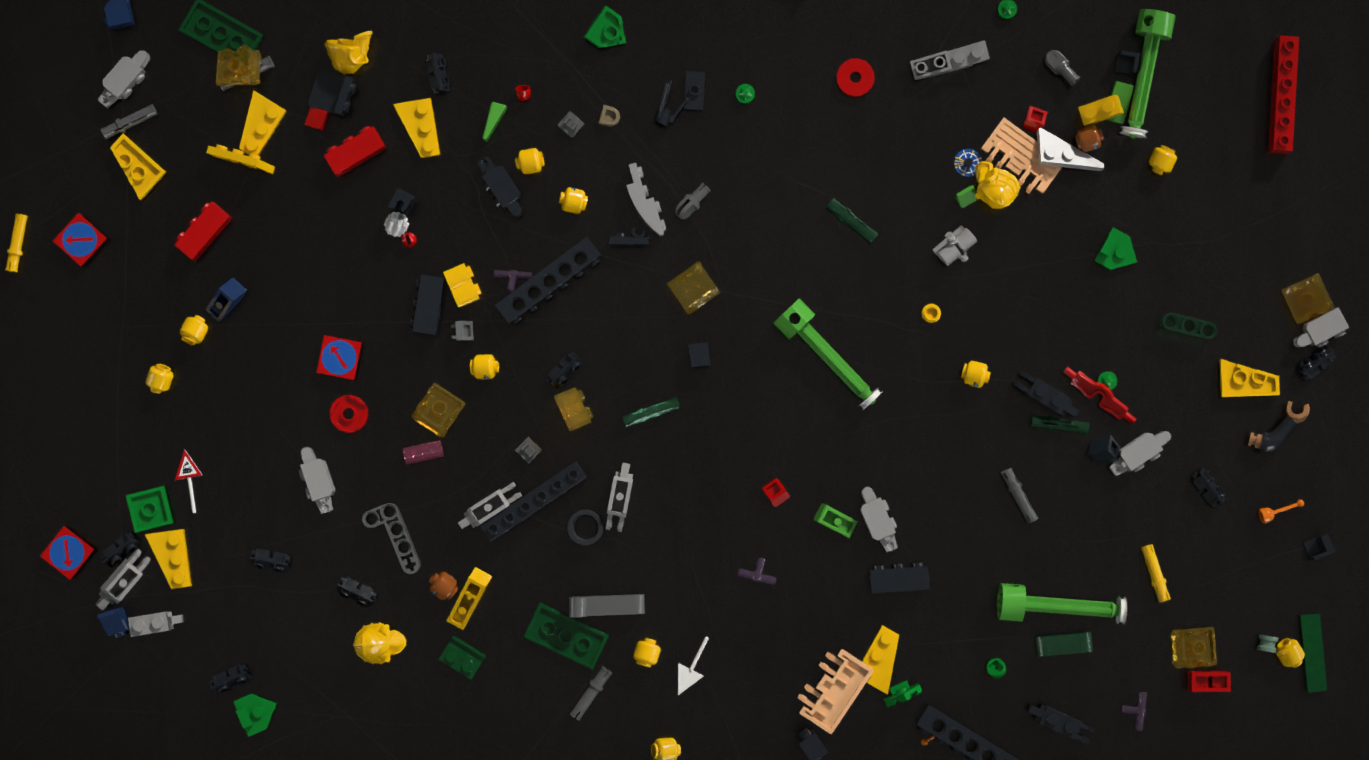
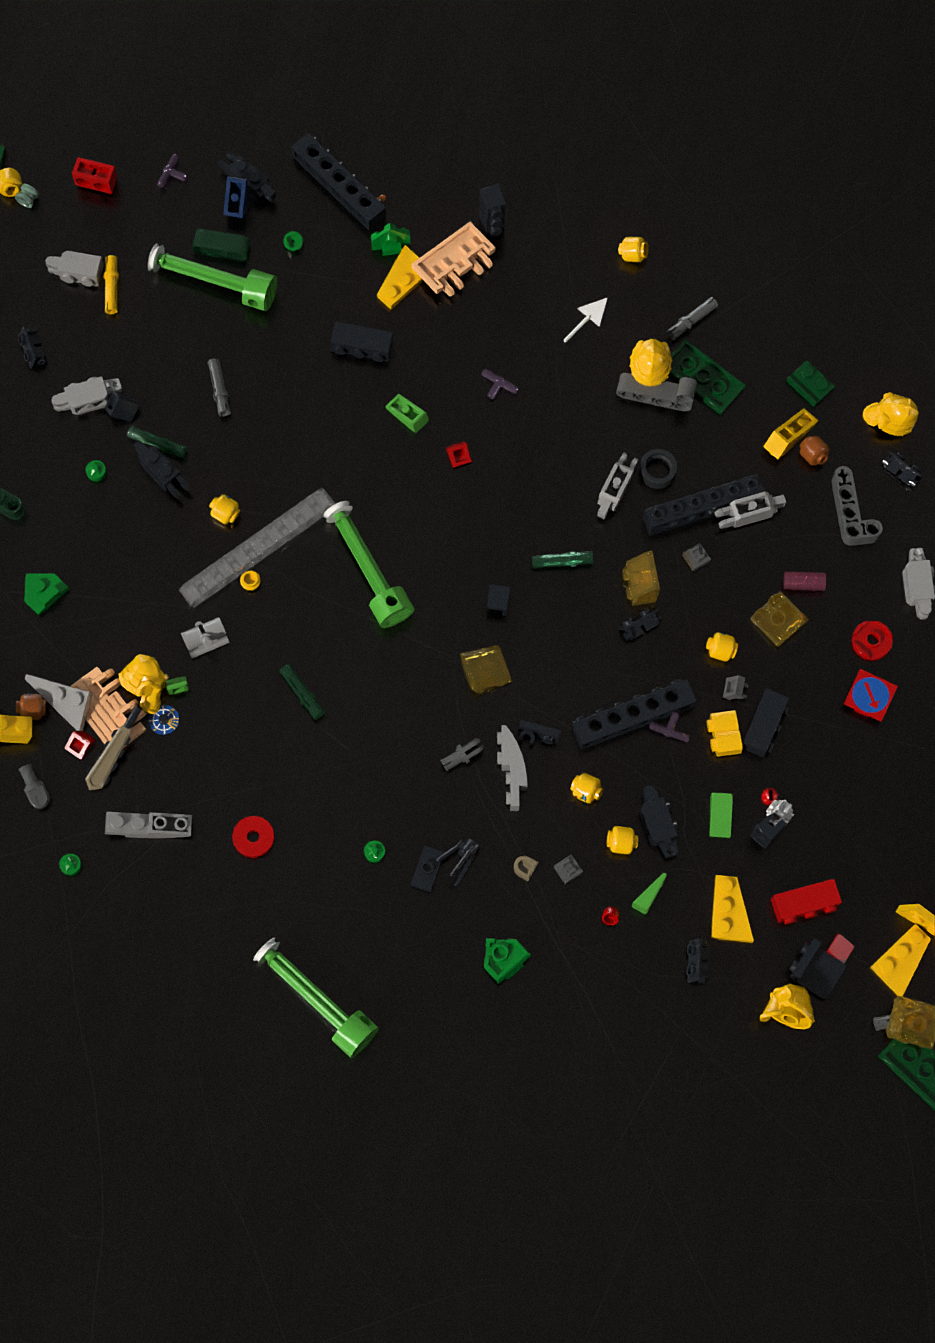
camera: 165 degrees left, 15 degrees down
(448, 210) = (720, 815): none -> bright green slope
(618, 628) = (651, 362): none -> yellow head
(646, 652) = (627, 338): yellow head -> none
(877, 519) = (366, 400): light grey hinge -> none
(933, 346) = (256, 548): none -> clear beam
(1005, 107) = (107, 761): none -> dark tan sword
(1063, 691) = (236, 197): none -> dark blue slope
(1091, 388) = (113, 466): red piece -> none
(1193, 580) = (76, 267): none -> light grey hinge
(1194, 647) = (98, 210): clear yellow slope -> none

